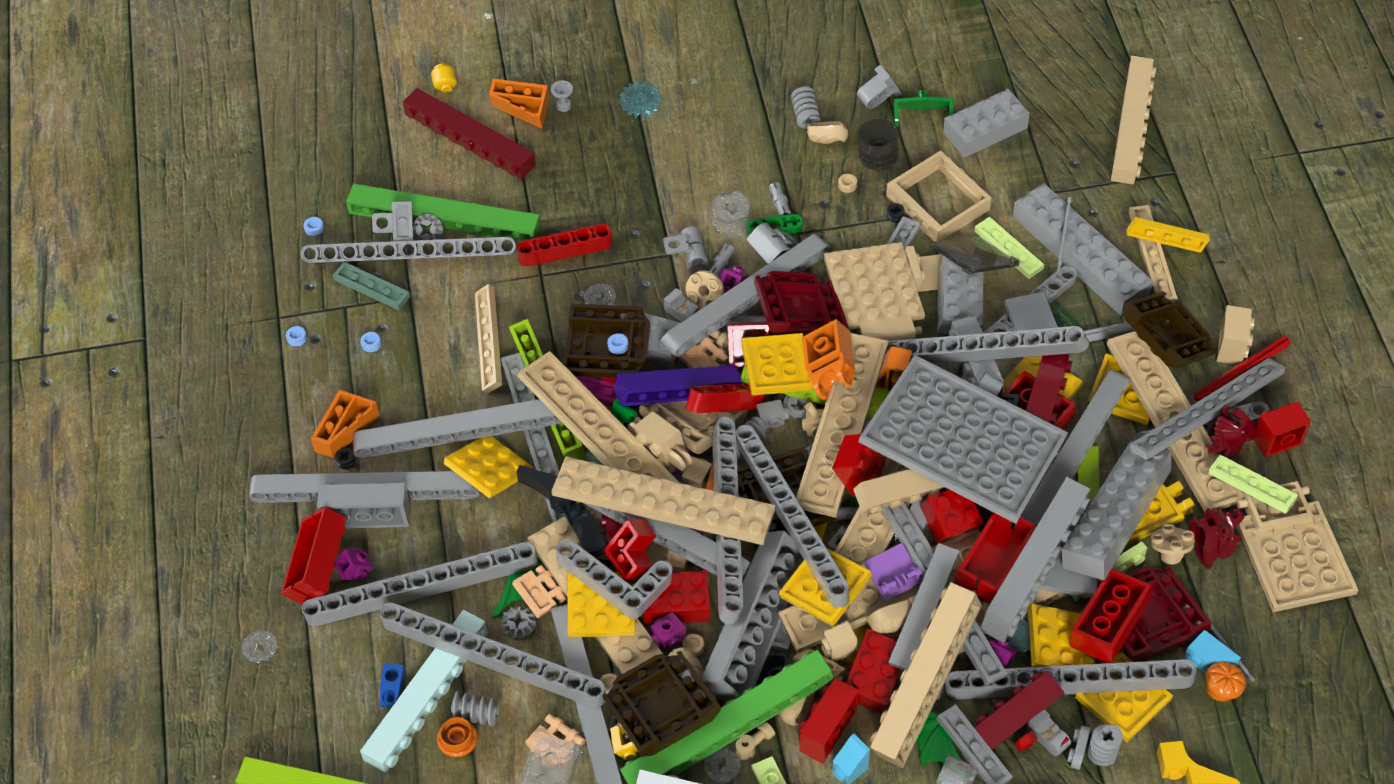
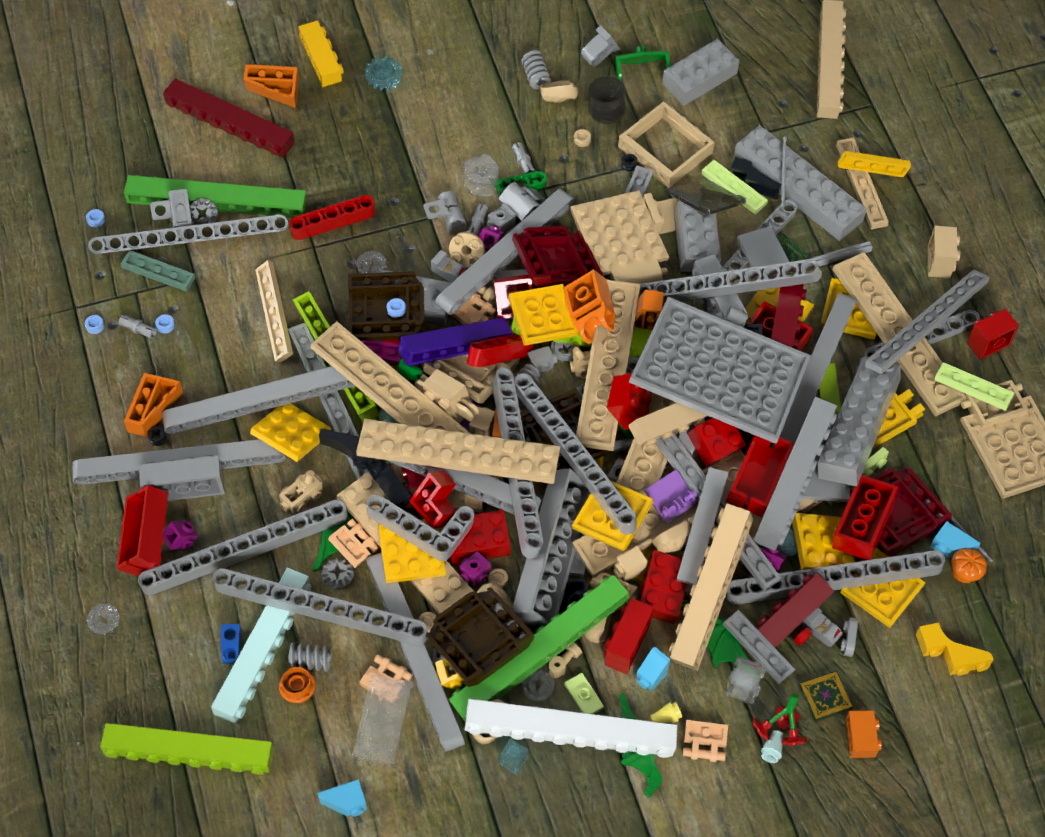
camera: 10 degrees left, 5 degrees up
(341, 342) = (137, 326): none -> light grey pin
(444, 77) = (198, 66): yellow head -> none
(490, 531) = (305, 488): none -> tan brick
(562, 90) = (311, 71): light grey piece -> none
(575, 71) = (320, 53): none -> yellow brick
(748, 259) = (502, 217): none -> light grey brick
(1034, 243) = (747, 173): none -> black slope
(1105, 744) = (872, 633): light grey piece -> none
(1168, 330) = (885, 252): dark brown wedge -> none
(1172, 543) = (909, 445): tan plate -> none
(1215, 535) = (945, 435): dark red helmet -> none
(1230, 433) = (949, 341): dark red helmet -> none
(1267, 352) = (945, 286): red axle -> none

